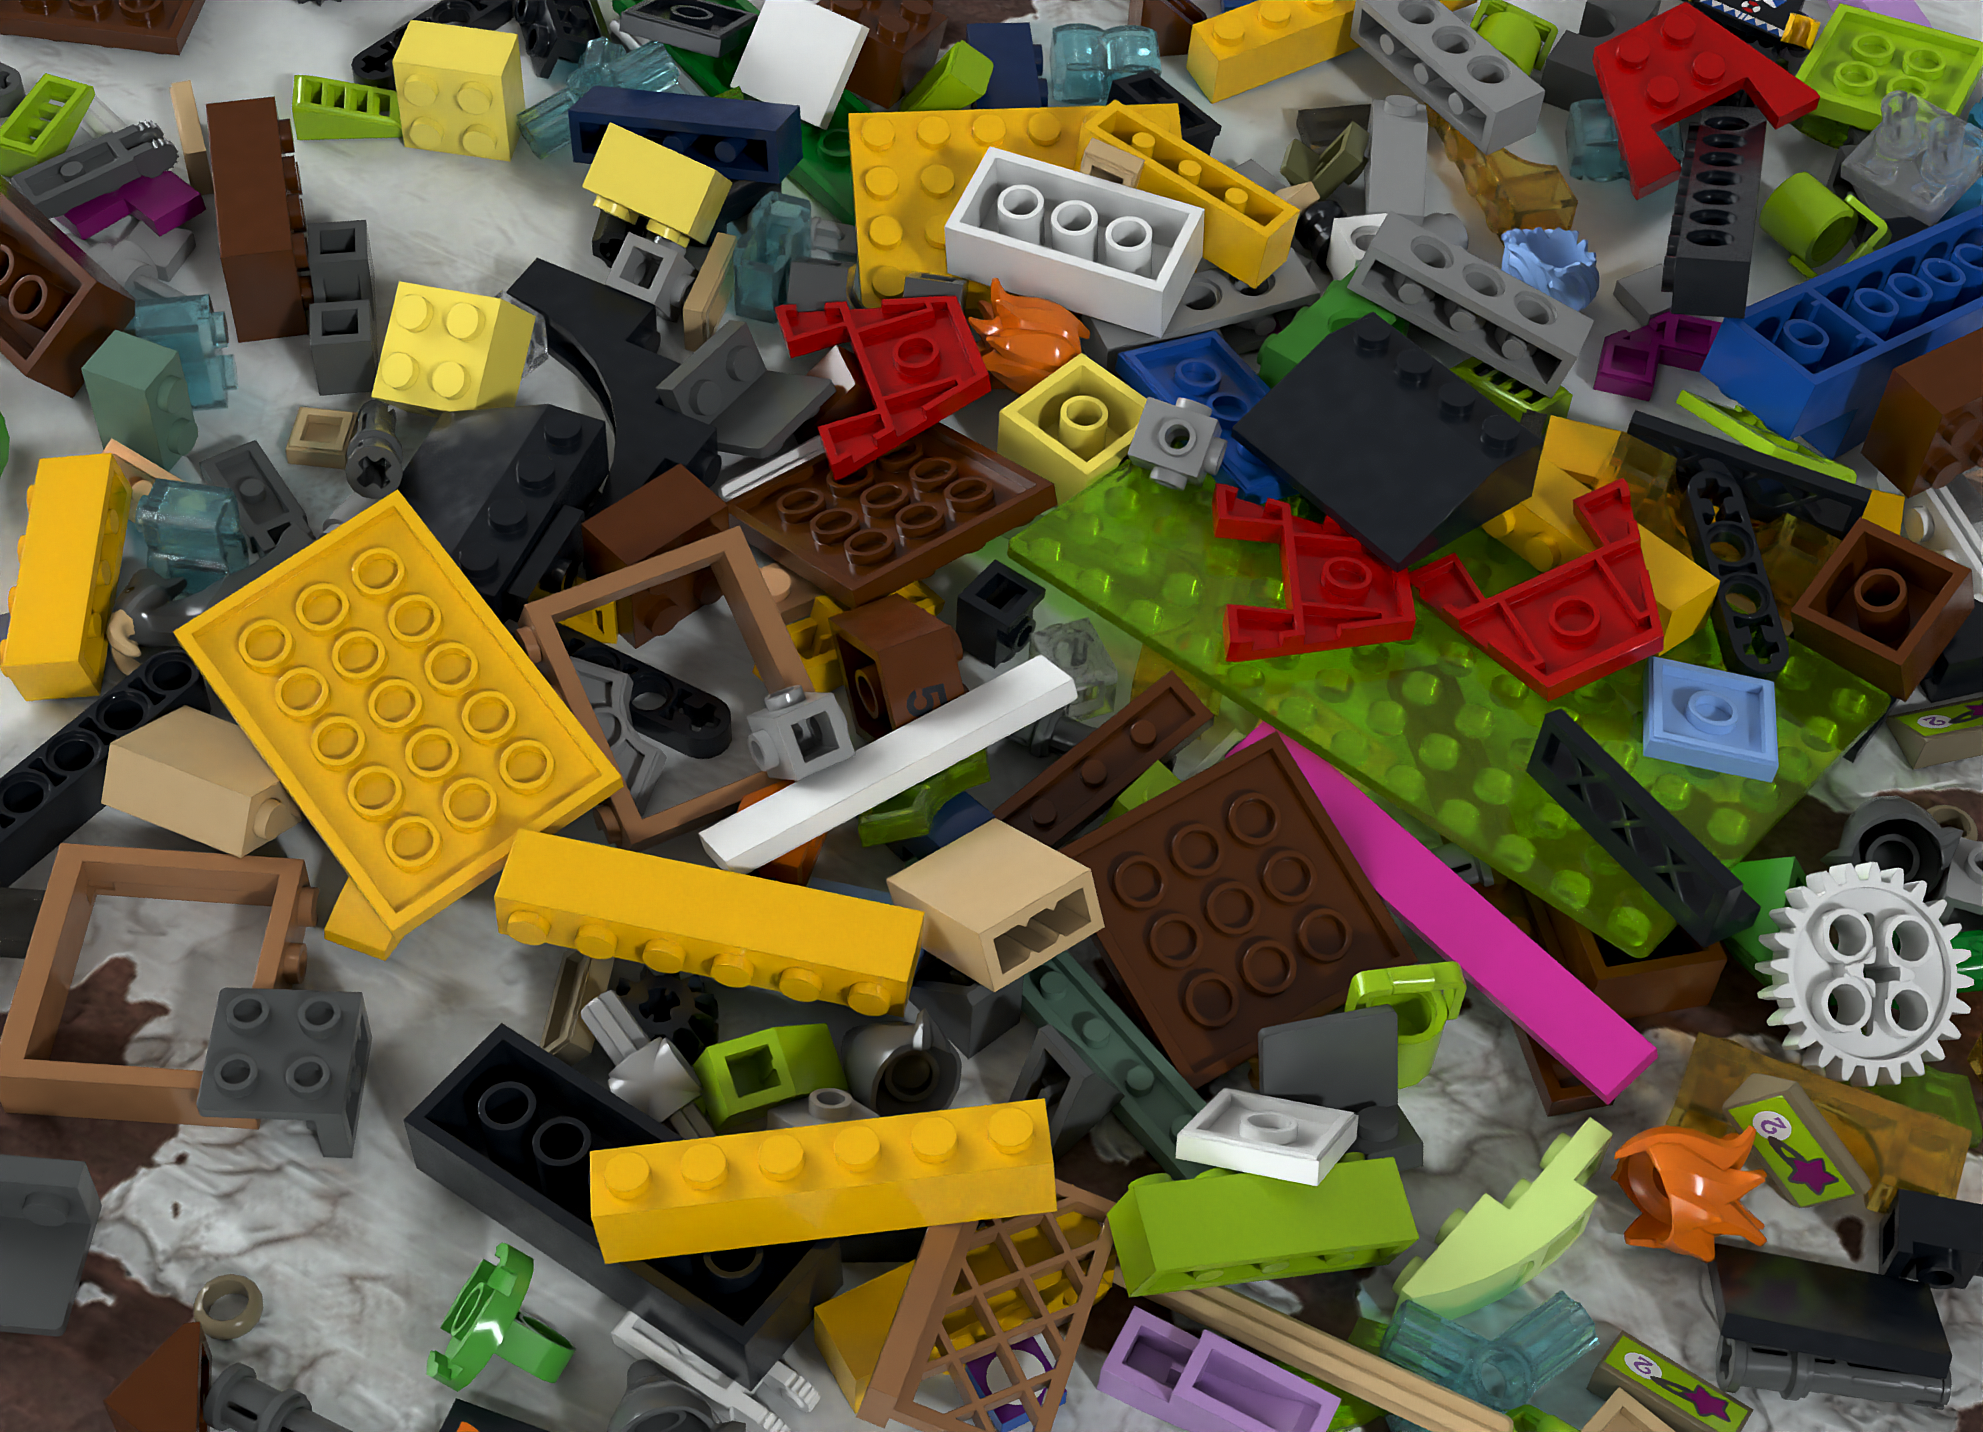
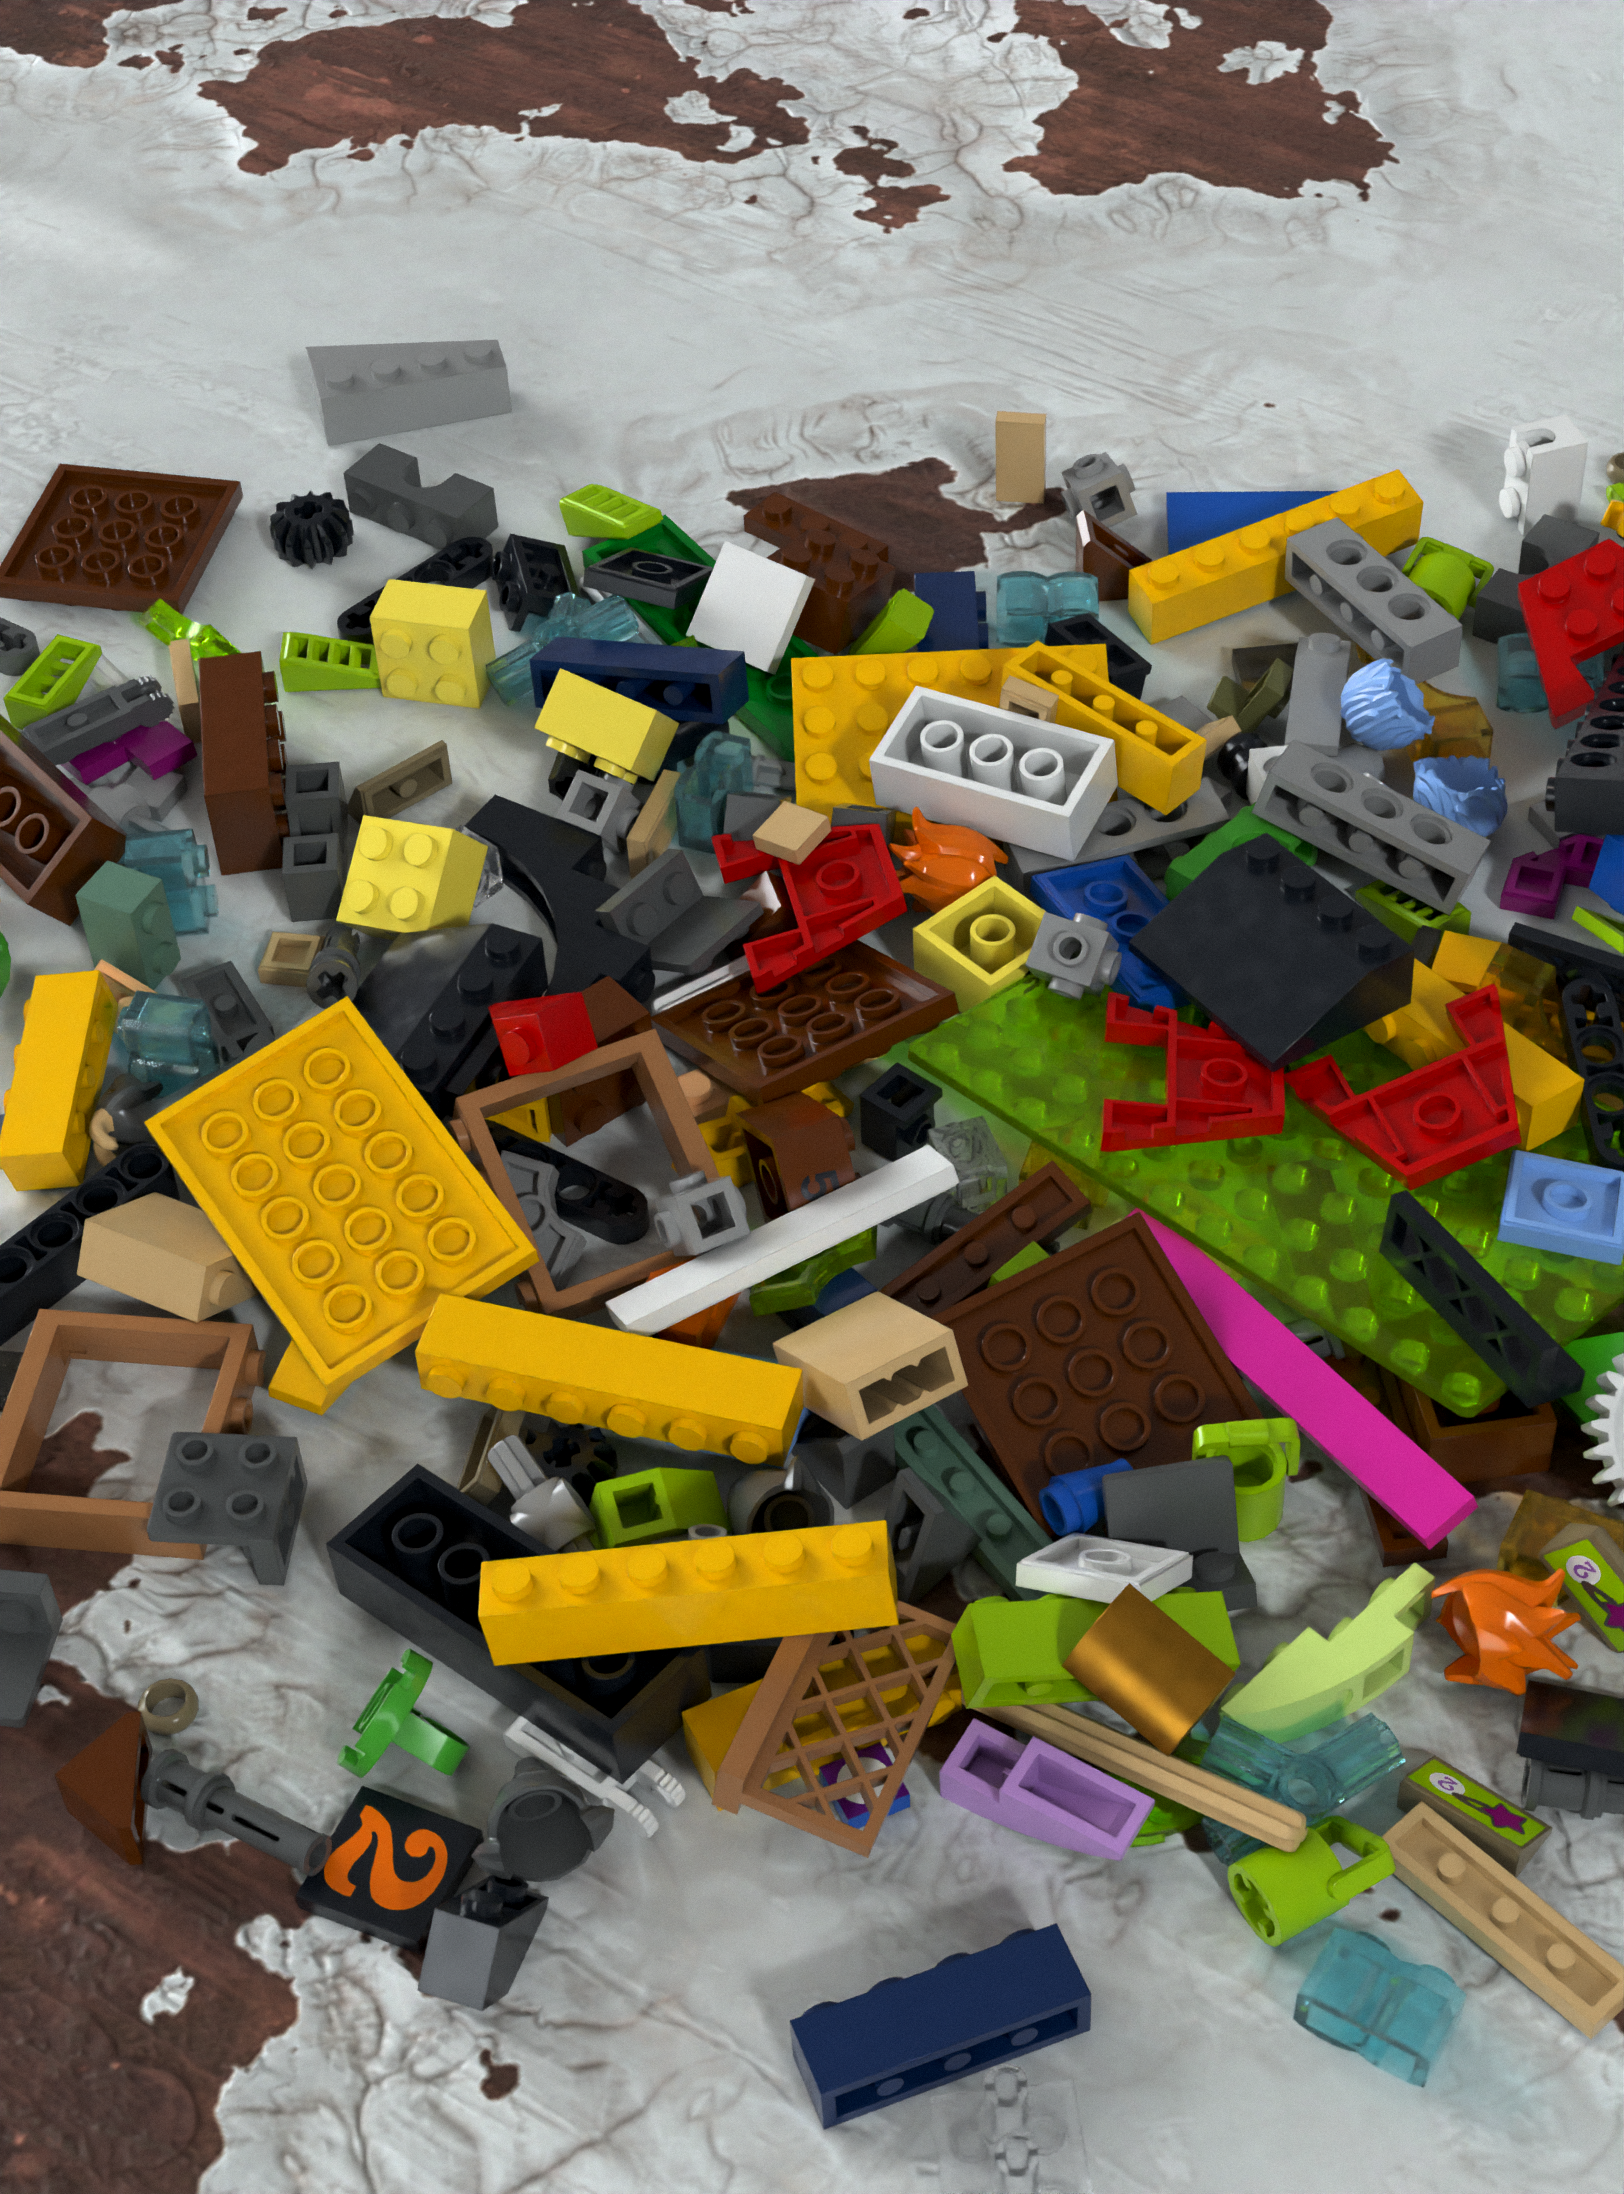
camera: 10 degrees right, 5 degrees down
(171, 66) = (170, 626): none -> clear neon green tile
(432, 246) = (402, 784): none -> dark tan slope
(615, 530) = (542, 1032): none -> red slope
(863, 304) = (792, 832): none -> tan tile
(1228, 1050) = (1076, 1498): none -> blue cone
(1332, 1256) = (1148, 1669): none -> pearl gold brick
(1469, 176) = (1384, 707): none -> light blue hair

